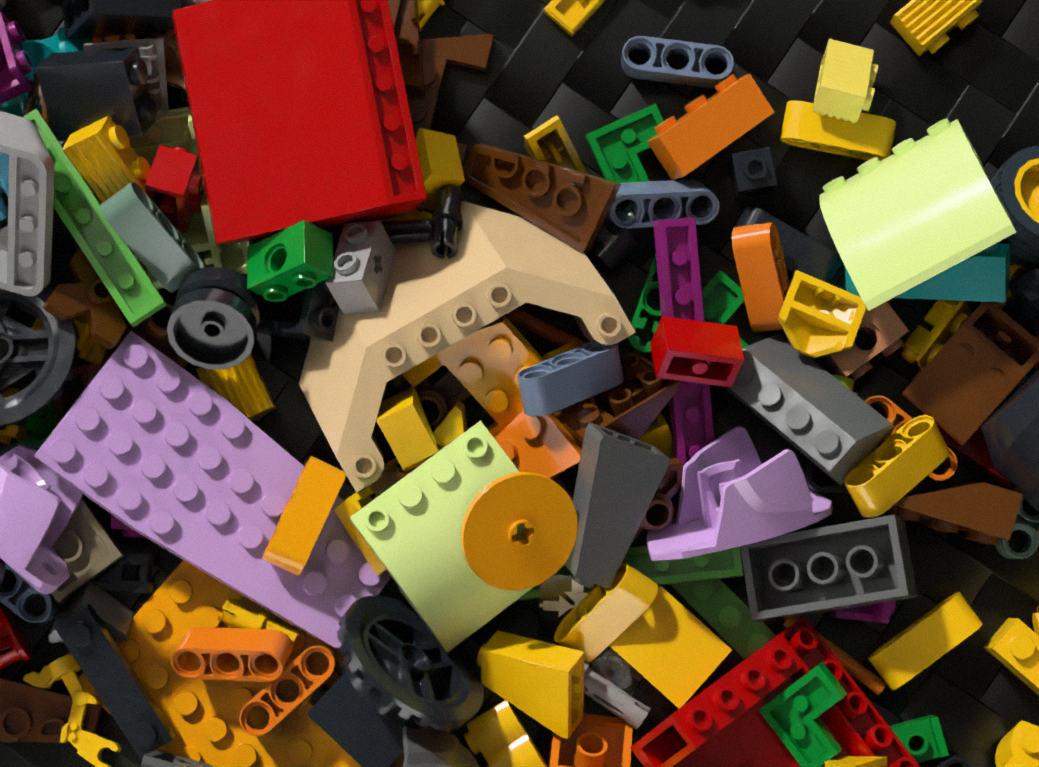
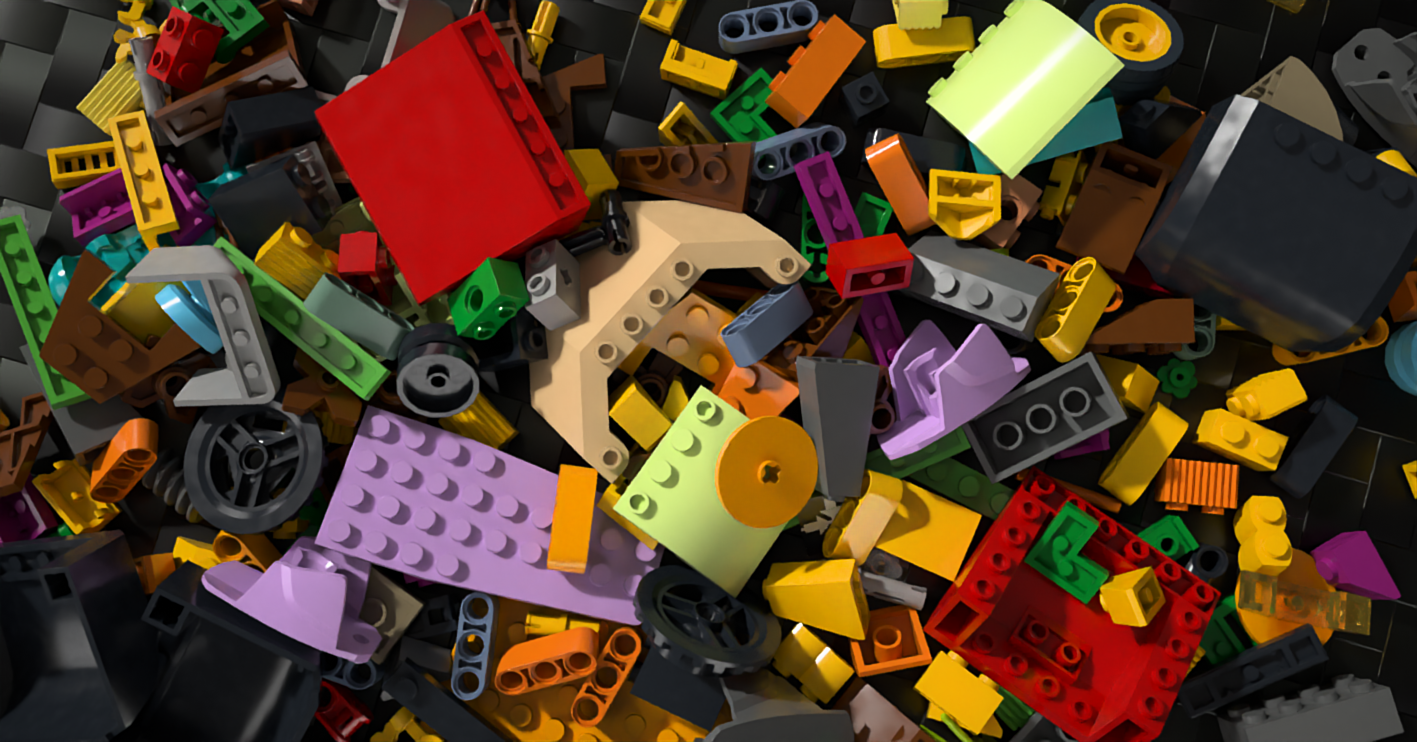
camera: 15 degrees left, 0 degrees up
(149, 628) = (465, 659): none -> sand blue beam
(588, 84) = (698, 70): none -> yellow hinge
(934, 561) = (1131, 382): none -> yellow slope
(970, 690) = (1197, 483): none -> orange brick
(980, 578) = (1170, 383): none -> green plant

